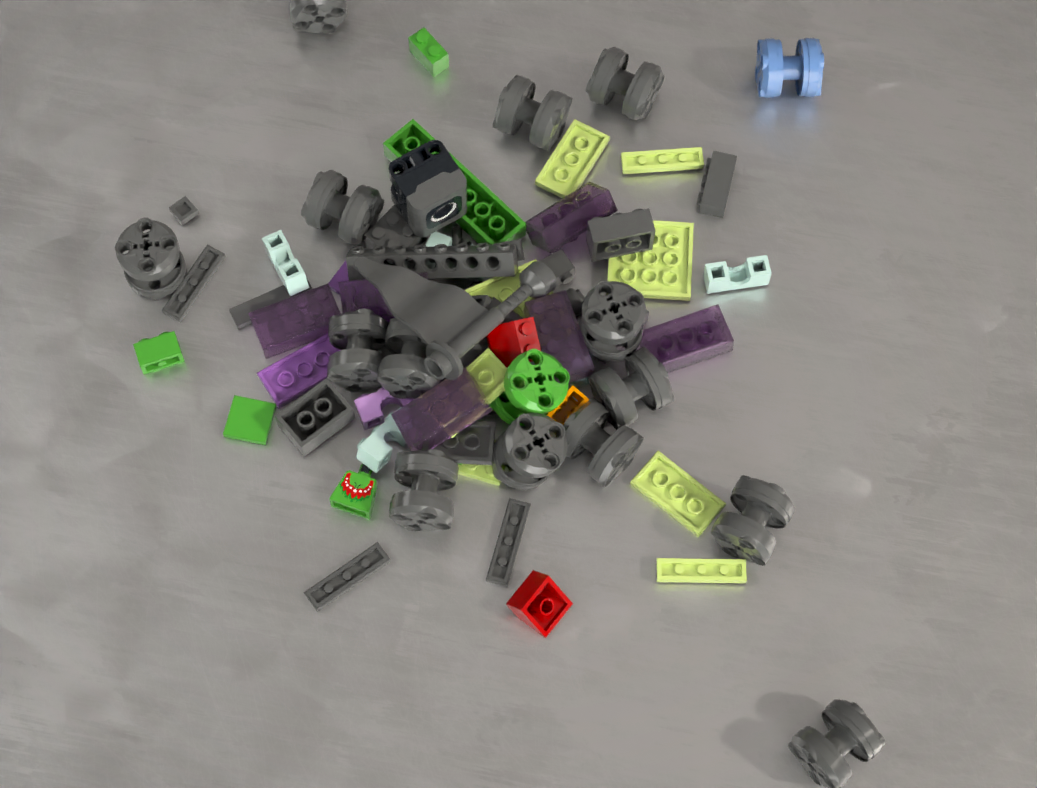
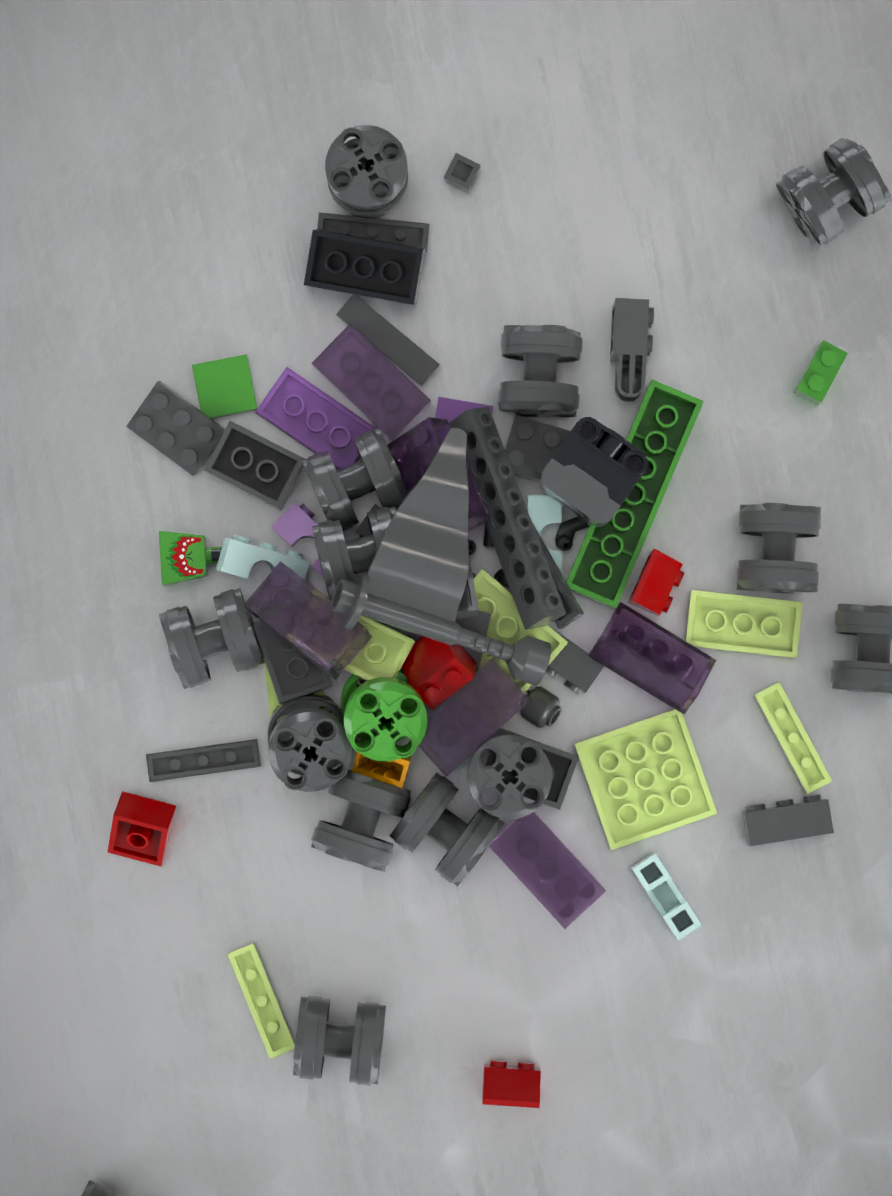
camera: 65 degrees right, 20 degrees up
(158, 352) = (261, 237): bright green brick -> none
(214, 291) = (364, 266): none -> black brick
(262, 462) = (176, 428): none -> dark grey plate
(284, 263) = (438, 335): light aqua arch -> none
(347, 576) = (82, 592): dark grey tile -> none
(353, 151) = (630, 345): none -> dark grey brick
(519, 197) = (656, 583): none -> red slope
(620, 234) = (649, 732): dark grey brick -> none
(678, 493) = (349, 935): yellowish green tile -> none
(830, 423) = (511, 1084): none -> red slope

